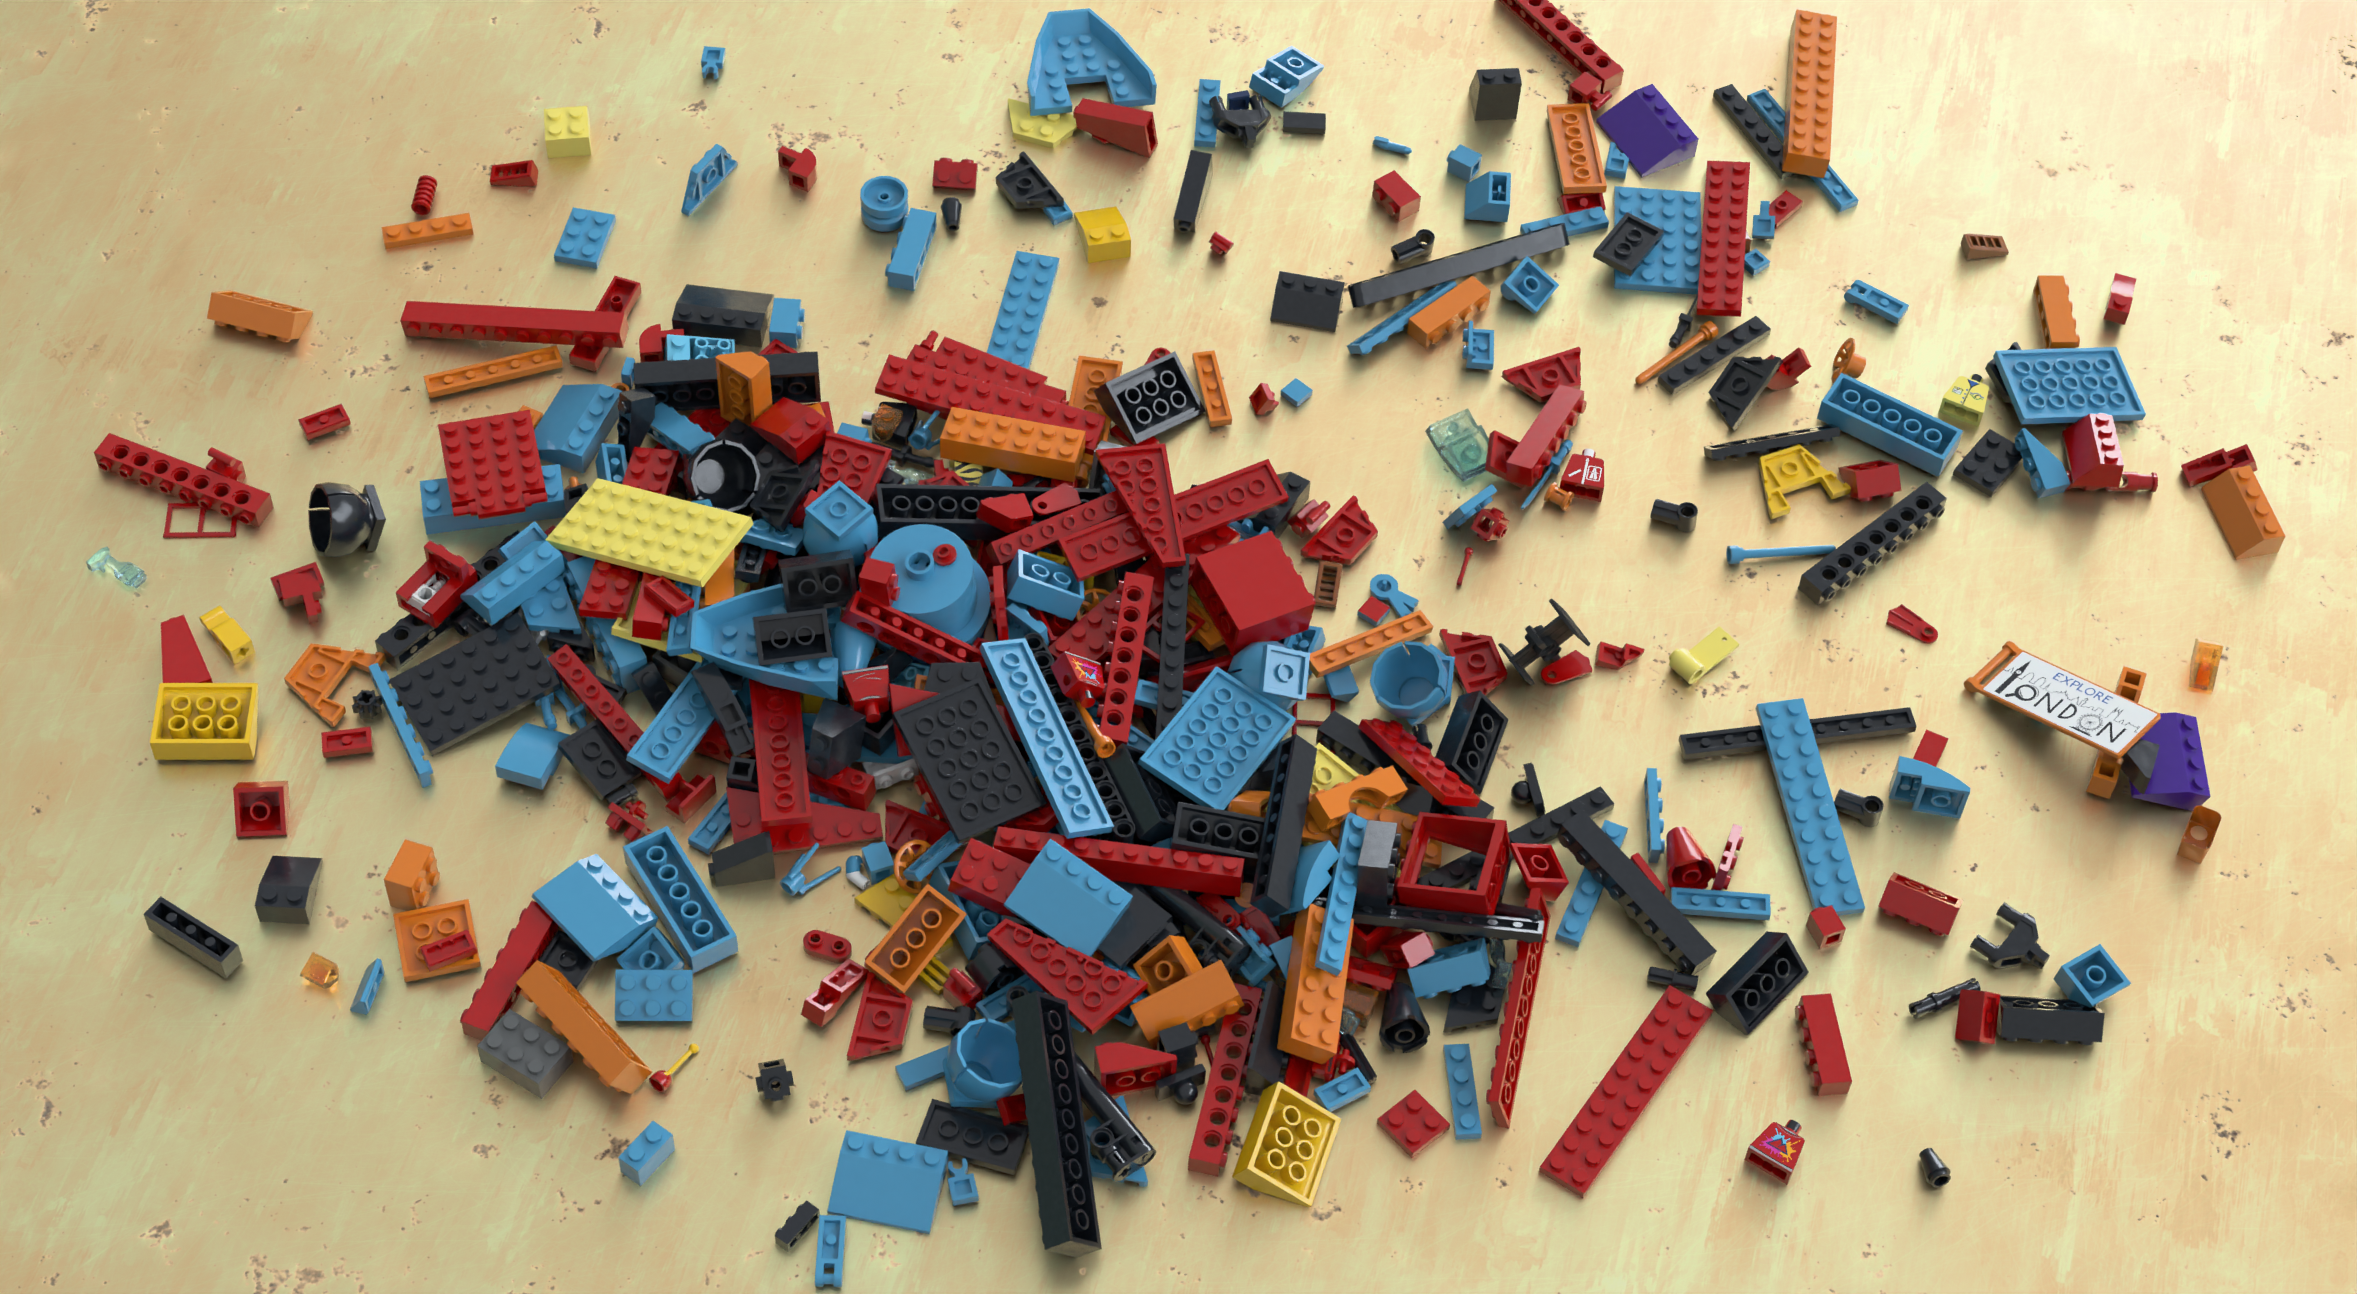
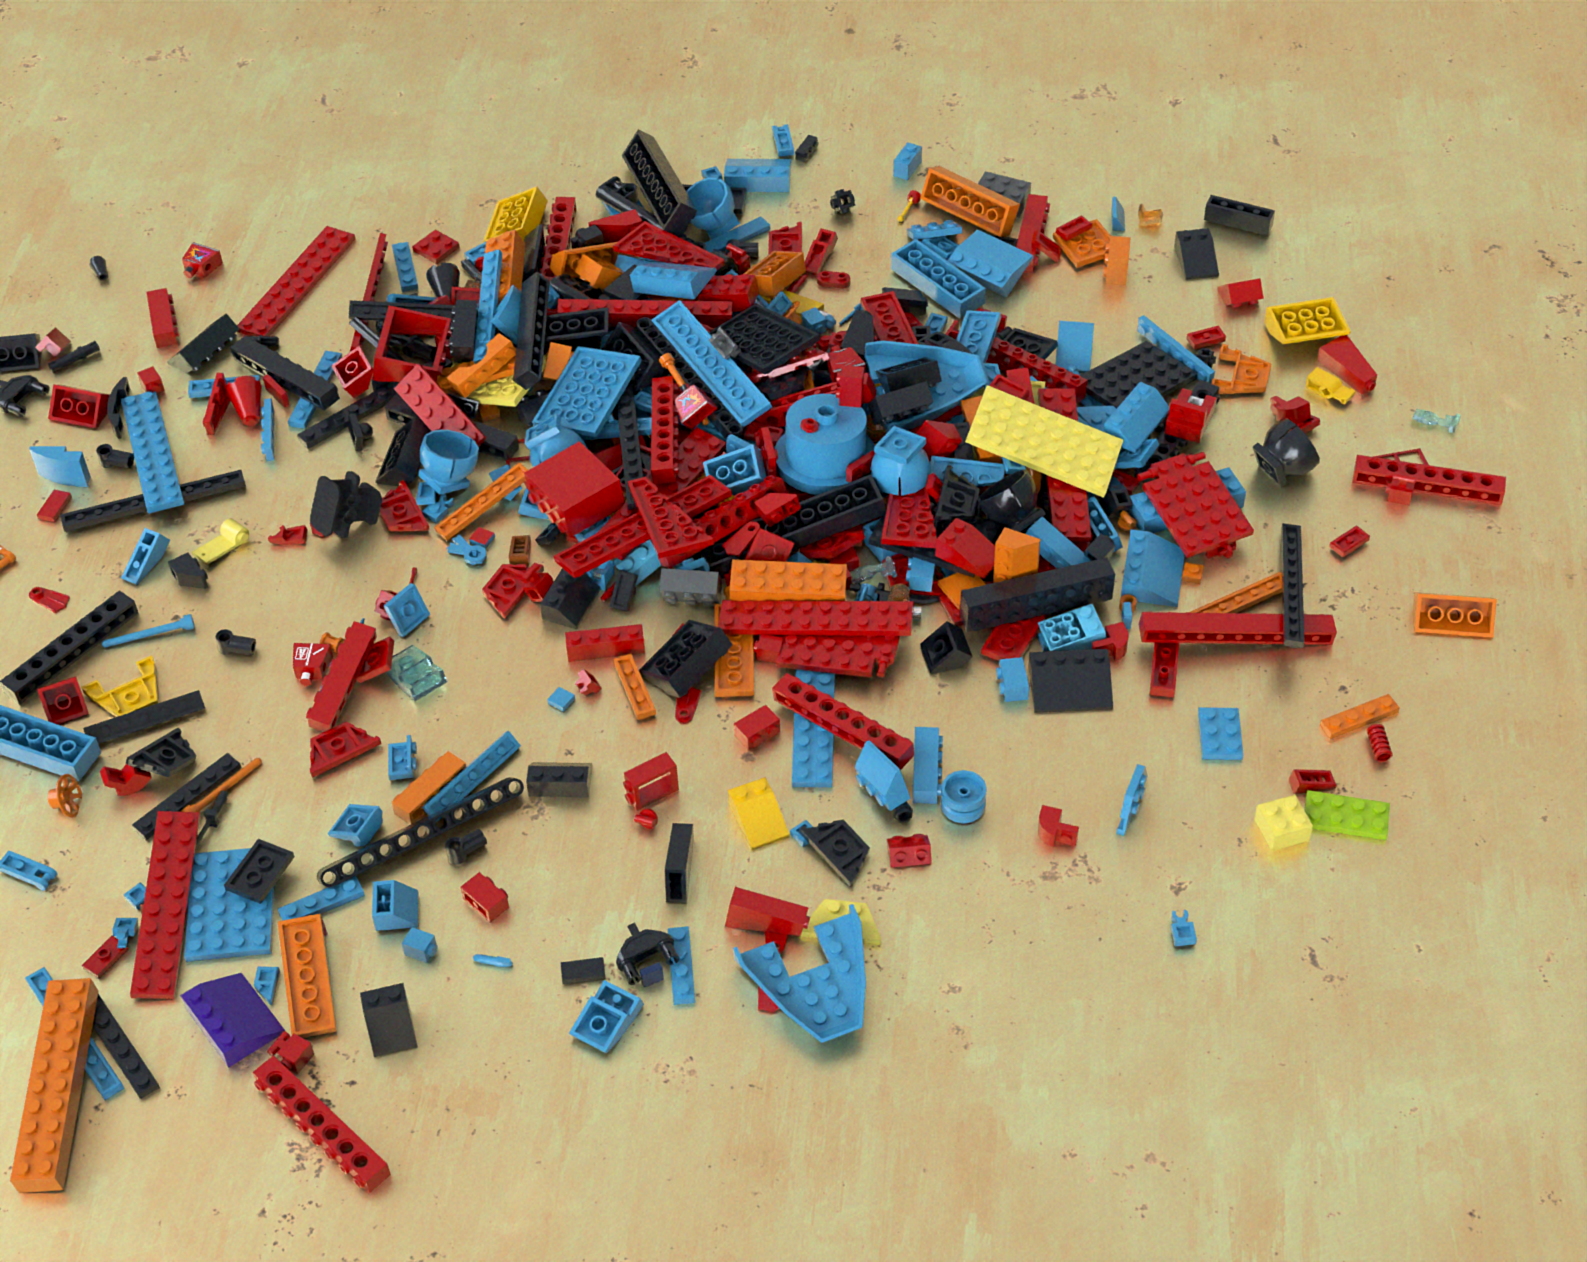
camera: 175 degrees right, 5 degrees down
(427, 357) = (1292, 586): none -> black plate
(496, 138) = (1347, 815): none -> lime plate
(500, 931) = (1046, 245): none -> red tile
(770, 551) = (940, 438): none -> red slope
(848, 368) = (946, 649): none -> black slope
(965, 224) = (881, 777): none -> dark azure slope
(991, 288) = (841, 719): none -> red brick
(1025, 731) = (724, 344): none -> dark grey hips
(1026, 479) = (769, 547): none -> red plate
(1083, 317) = (757, 727): none -> red brick
(1212, 278) = (646, 772): none -> red window
(1238, 438) = (605, 642): none -> red brick
(1741, 617) = (188, 572): none -> black slope
(1795, 649) = (145, 556): none -> dark azure slope
(1866, 866) = (120, 391): none -> black slope

